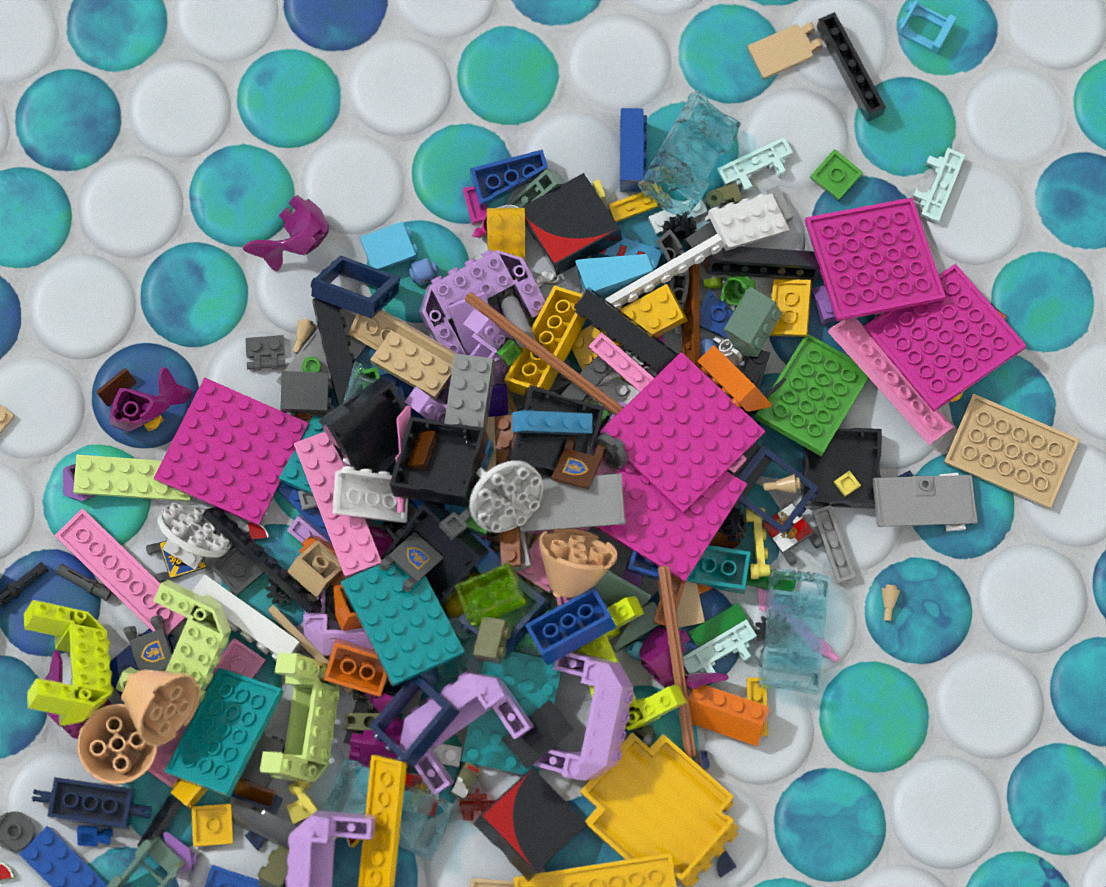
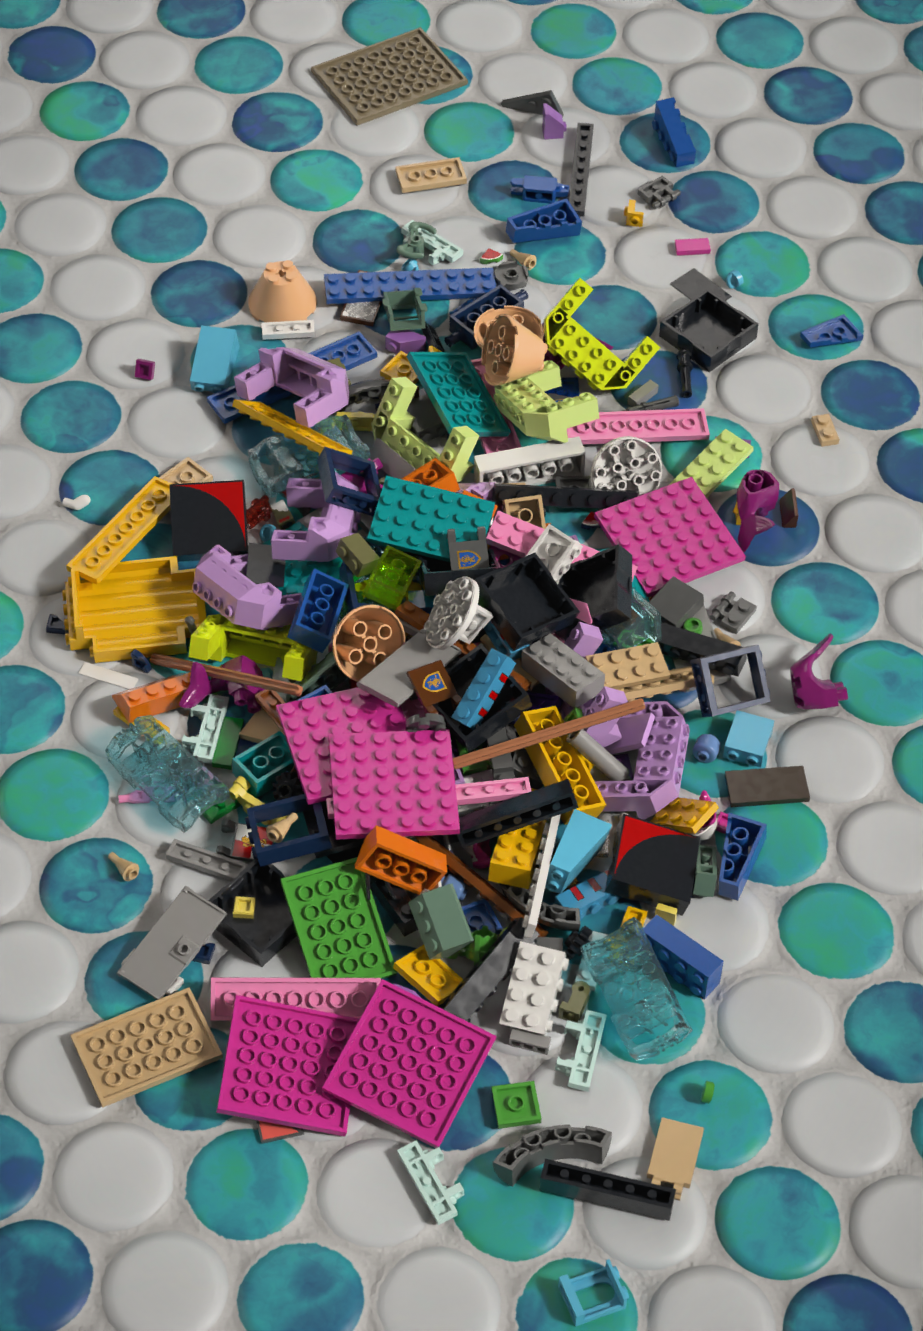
camera: 130 degrees right, 25 degrees down
(75, 601) = (643, 394): none -> light grey piece
(344, 727) = (392, 462): none -> light grey panel
(419, 207) = (767, 786): none -> dark brown tile
(422, 450) = (543, 603): reddish brown slope -> none
(455, 524) = (463, 568): dark grey plate -> none
(491, 776) = (266, 532): none -> medium azure tile
(719, 61) = (707, 1092): none -> bright green tile
(734, 777) = (108, 675): none -> white sticker
(847, 128) = (553, 1144): none -> dark grey brick

